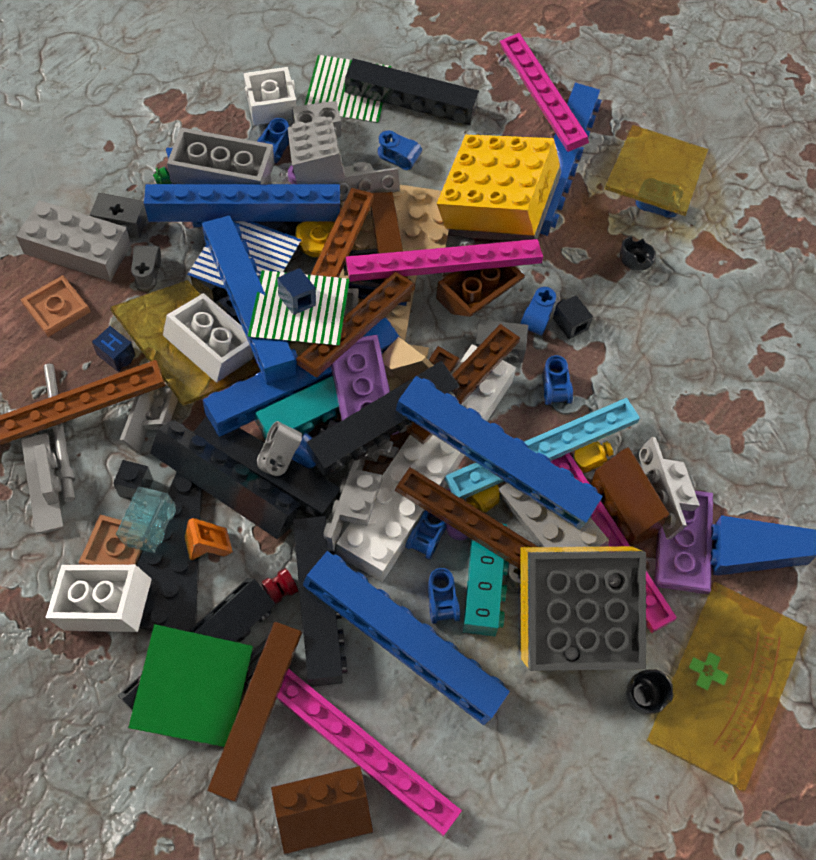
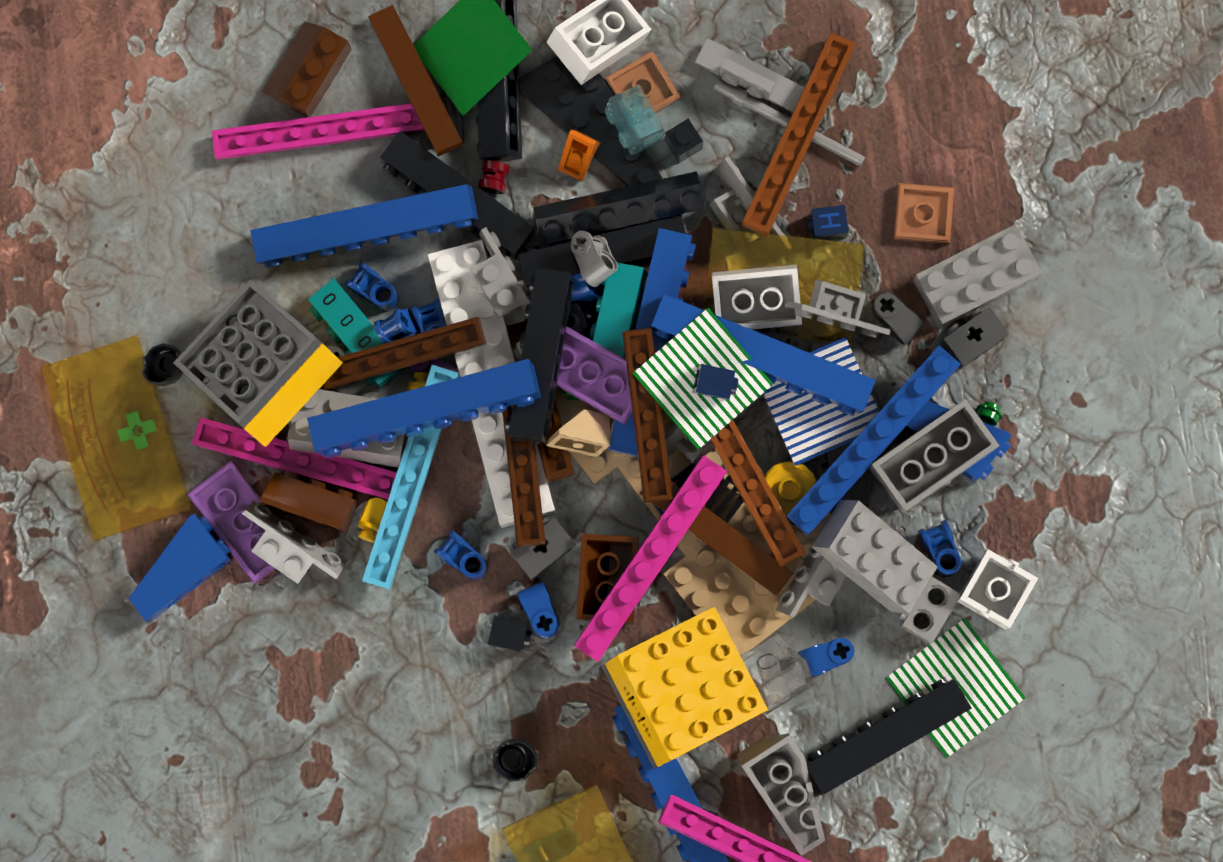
camera: 145 degrees right, 20 degrees up
(174, 286) = (837, 304): none -> light grey bracket
(433, 164) = (777, 671): none -> clear slope
(453, 550) = (397, 326): none -> blue piece
(494, 113) = (784, 783): none -> light grey wedge

